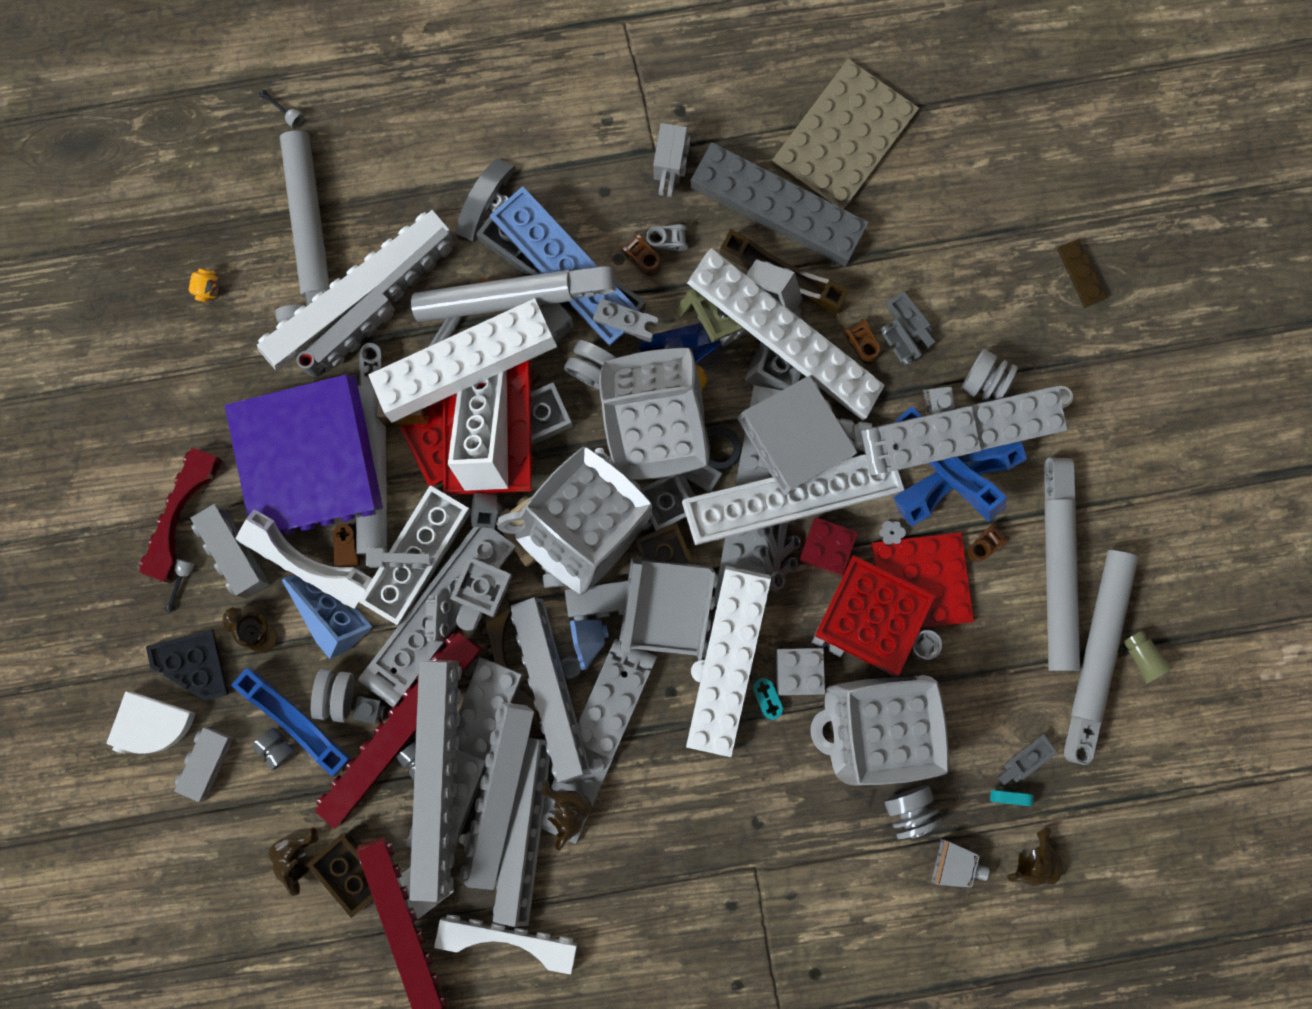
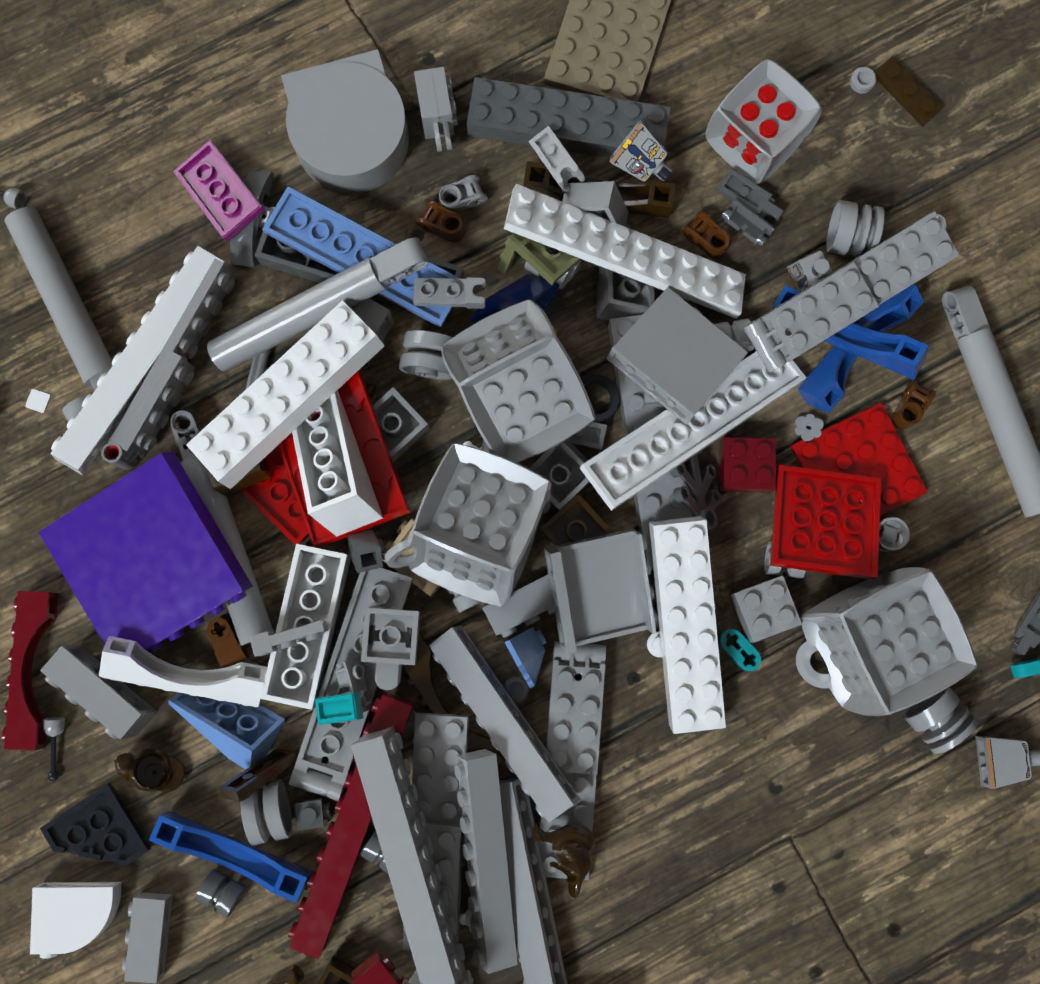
camera: 25 degrees left, 0 degrees up
(257, 294) = (37, 400): none -> white sticker
(336, 663) = (258, 775): none -> dark brown plate
(419, 631) = (339, 708): none -> teal tile
(465, 168) = (219, 190): none -> tile
(590, 146) = (347, 123): none -> light grey brick
(754, 235) = (556, 158): none -> light grey plate
(828, 255) = (641, 154): none -> torso
(940, 261) = (762, 121): none -> light grey piece
(1046, 250) = (863, 80): none -> light grey tile

